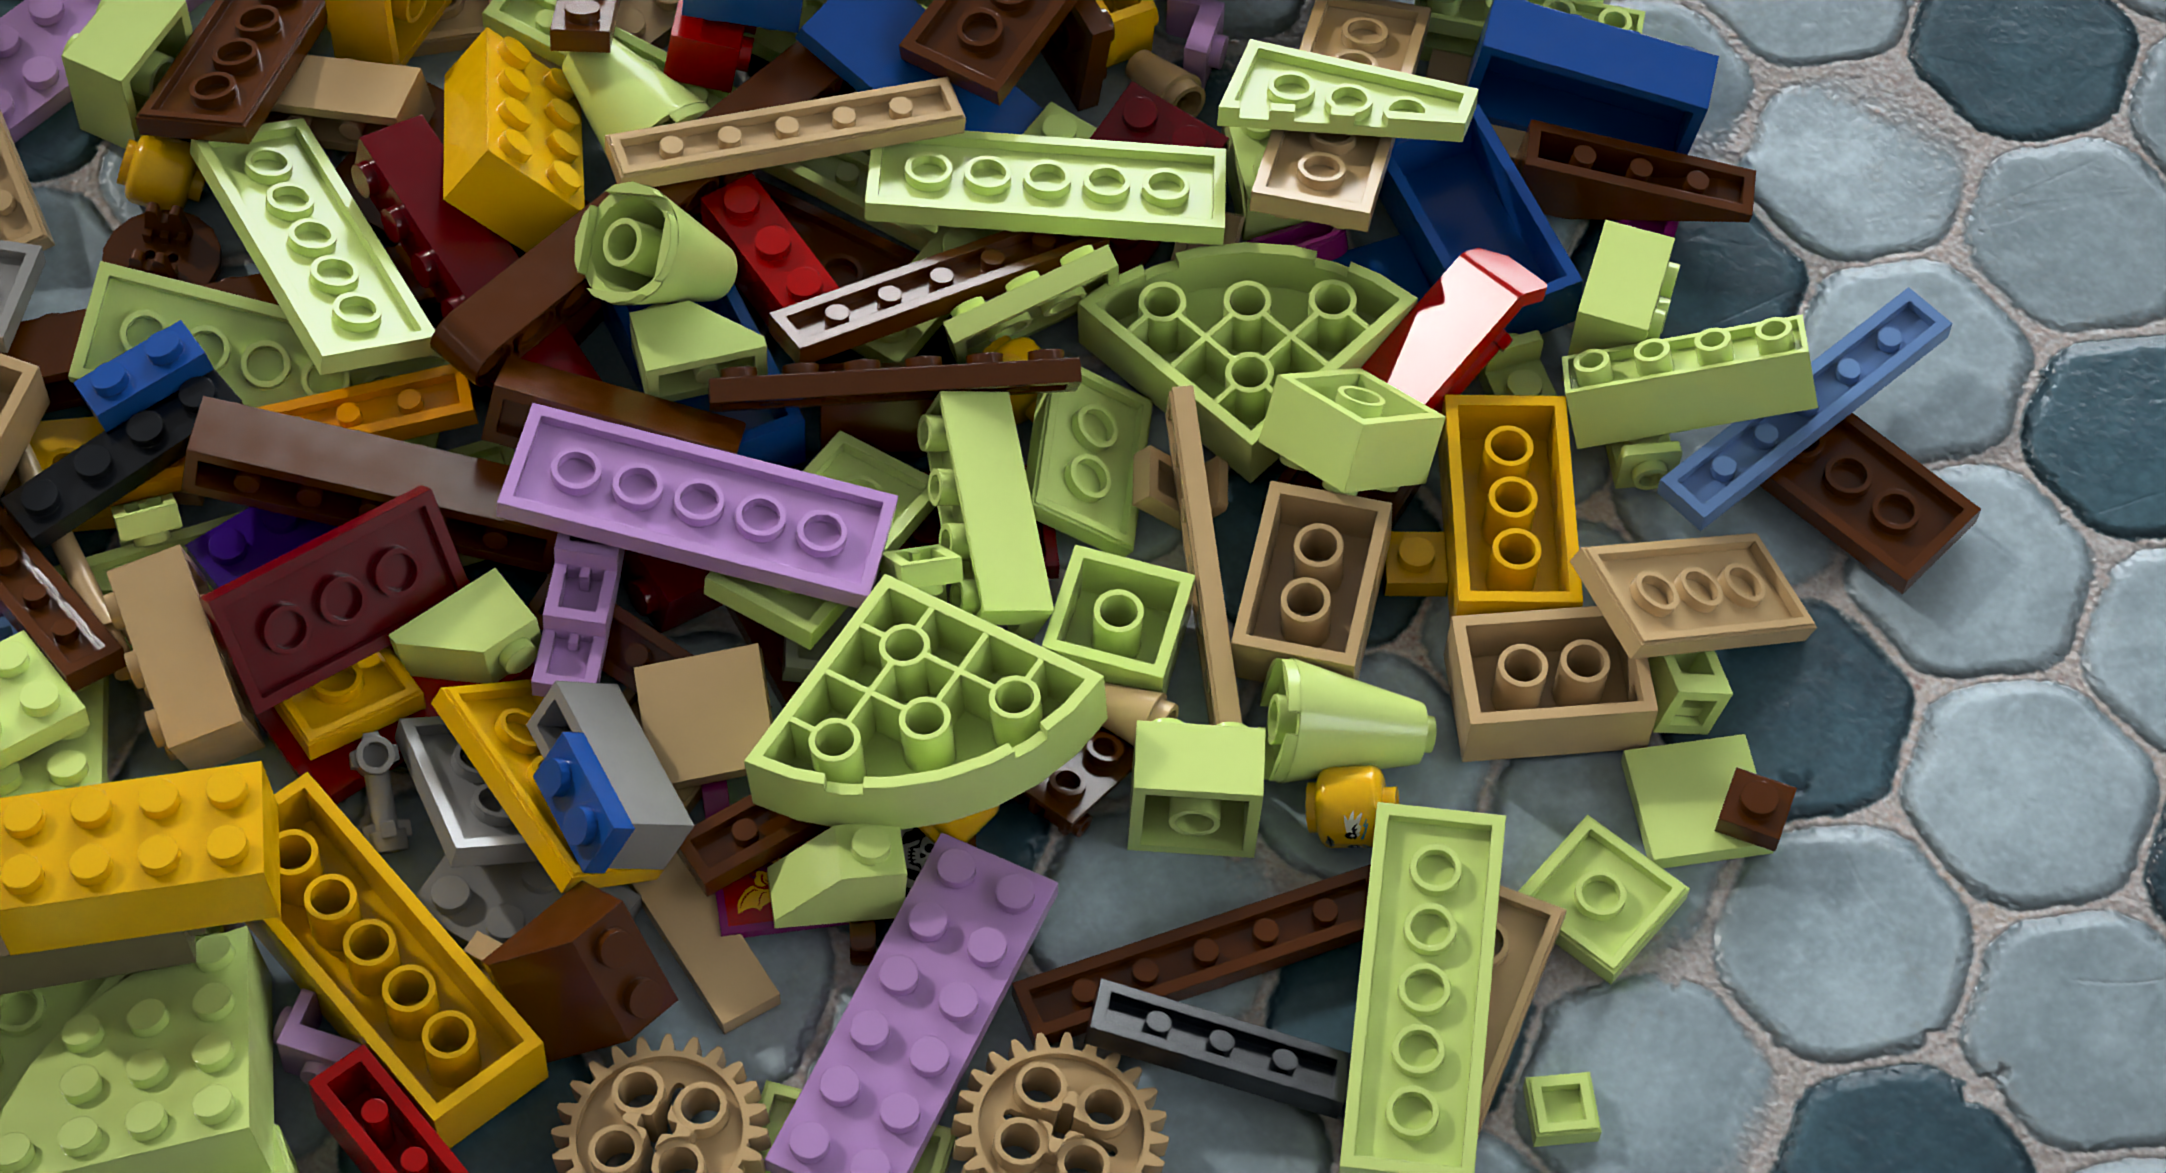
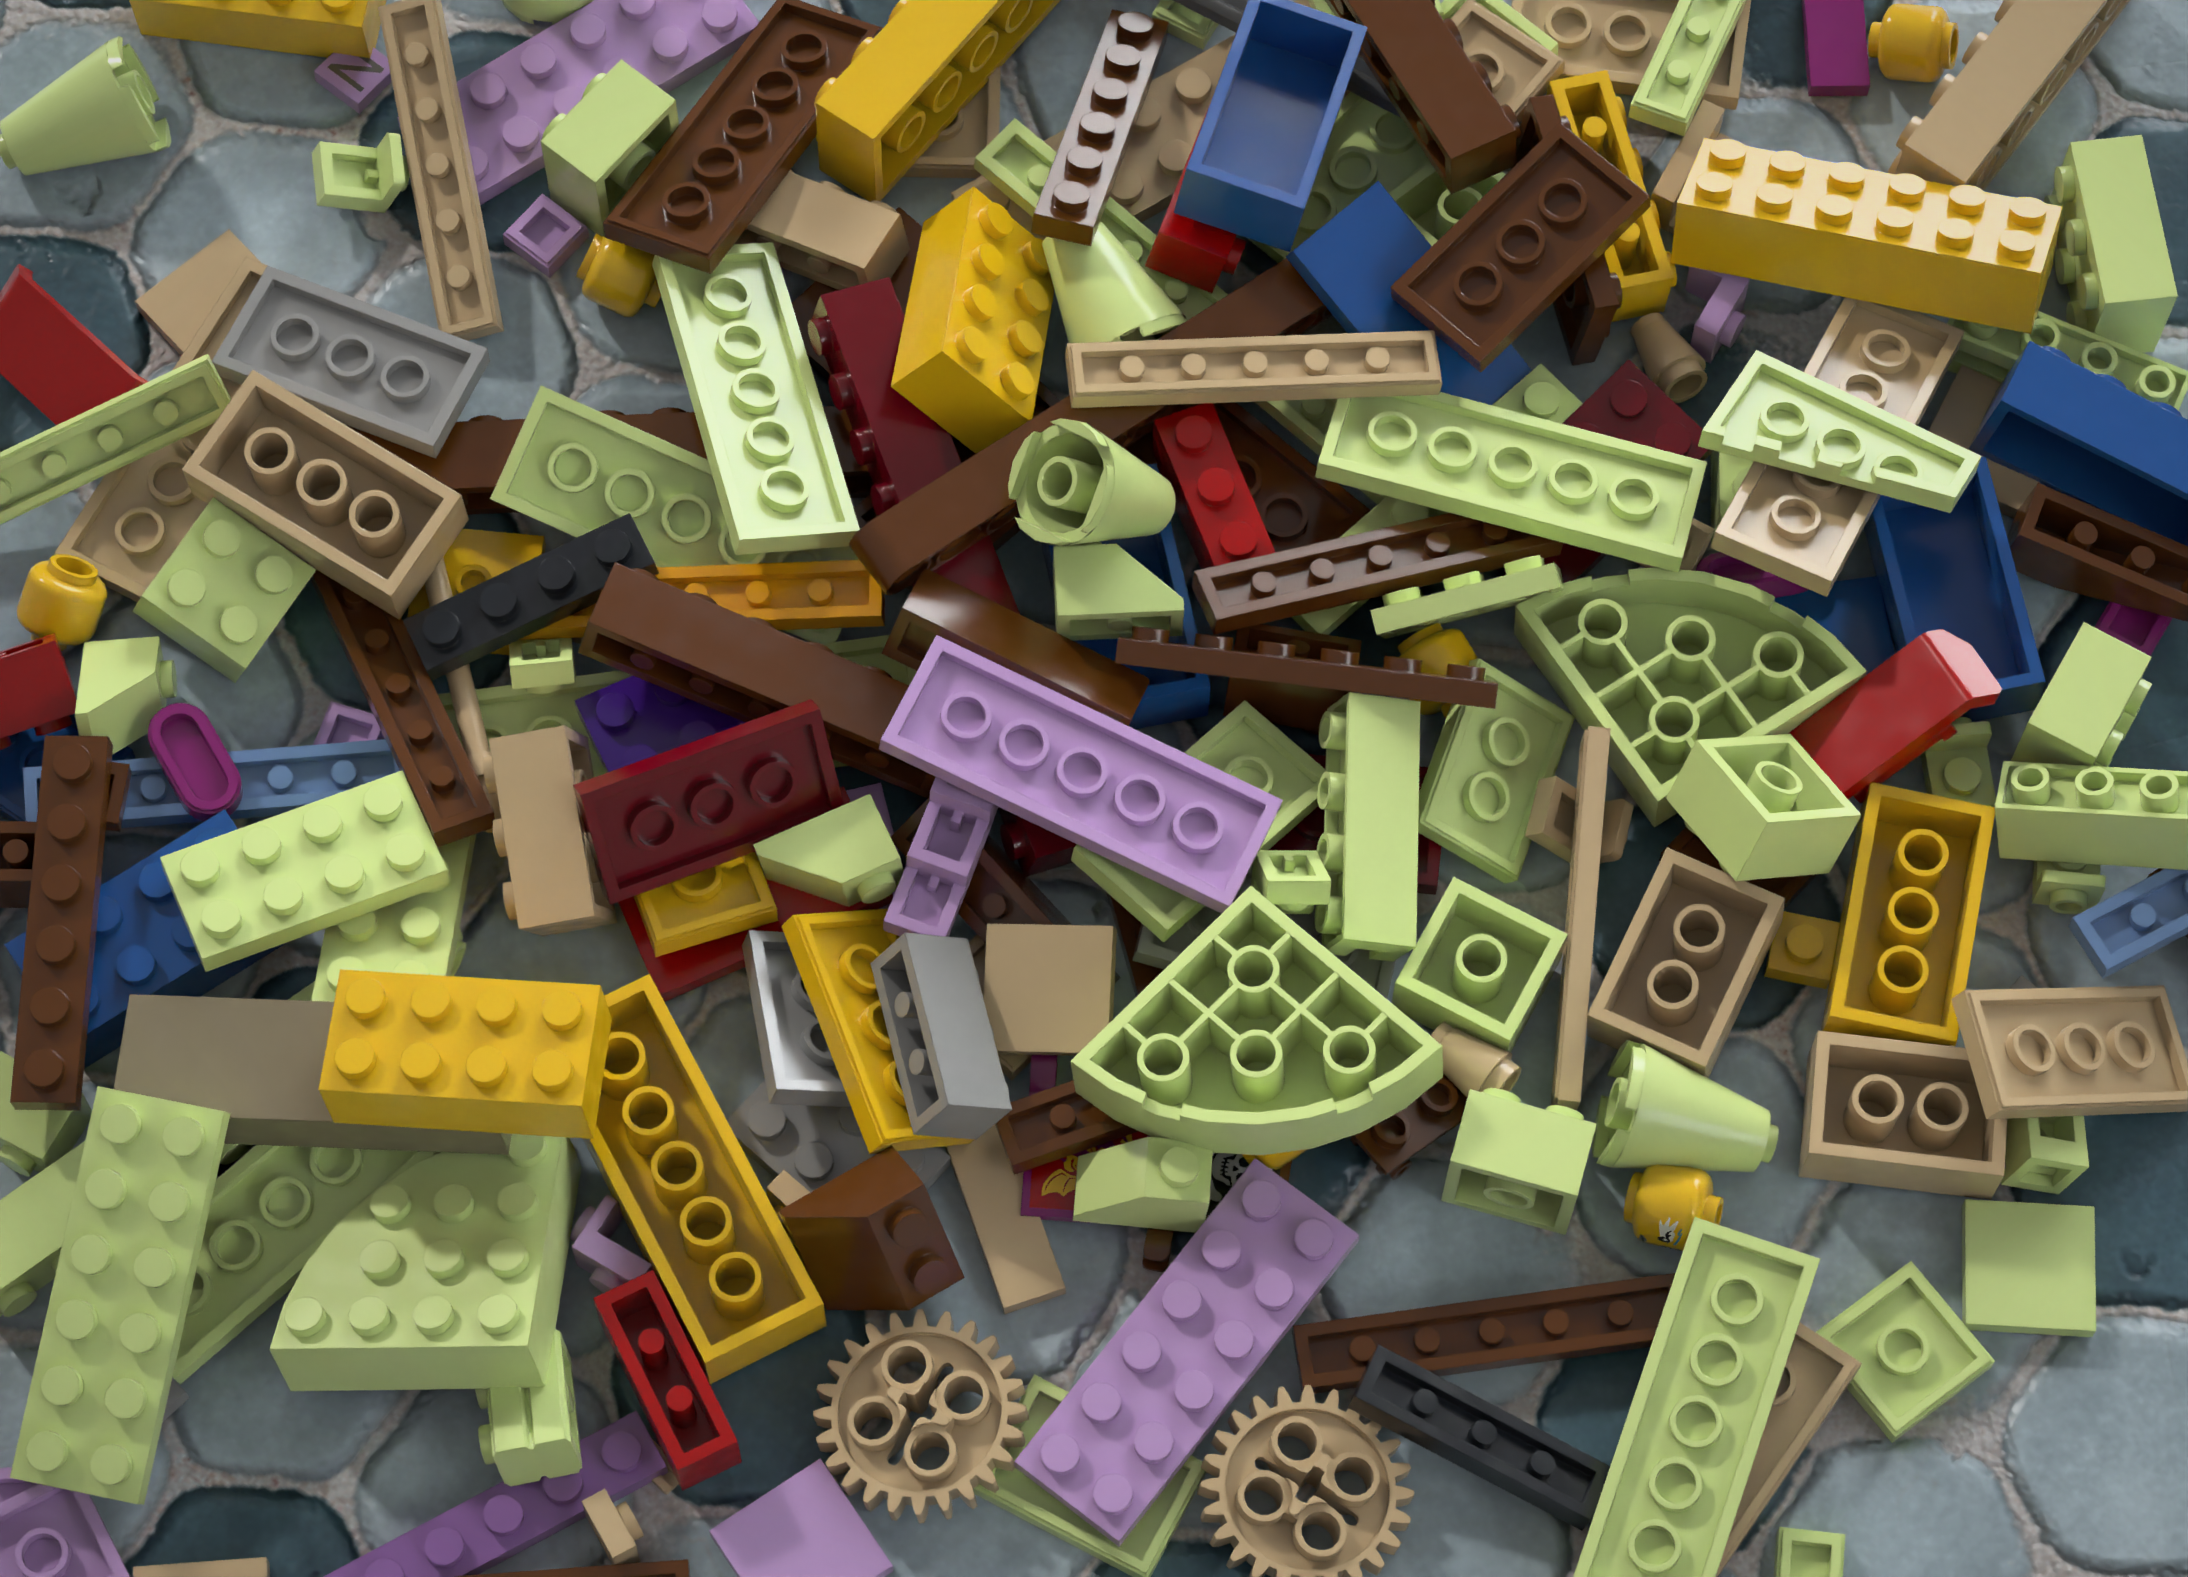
camera: 15 degrees right, 10 degrees up
(81, 158) = (545, 235): none -> lavender tile
(143, 375) = (562, 516): blue plate -> none
(166, 237) = (618, 344): reddish brown plate -> none
(373, 761) = (718, 968): light grey bar -> none
(583, 802) = (907, 1067): blue plate -> none
(1755, 809) = (2082, 1293): reddish brown plate -> none

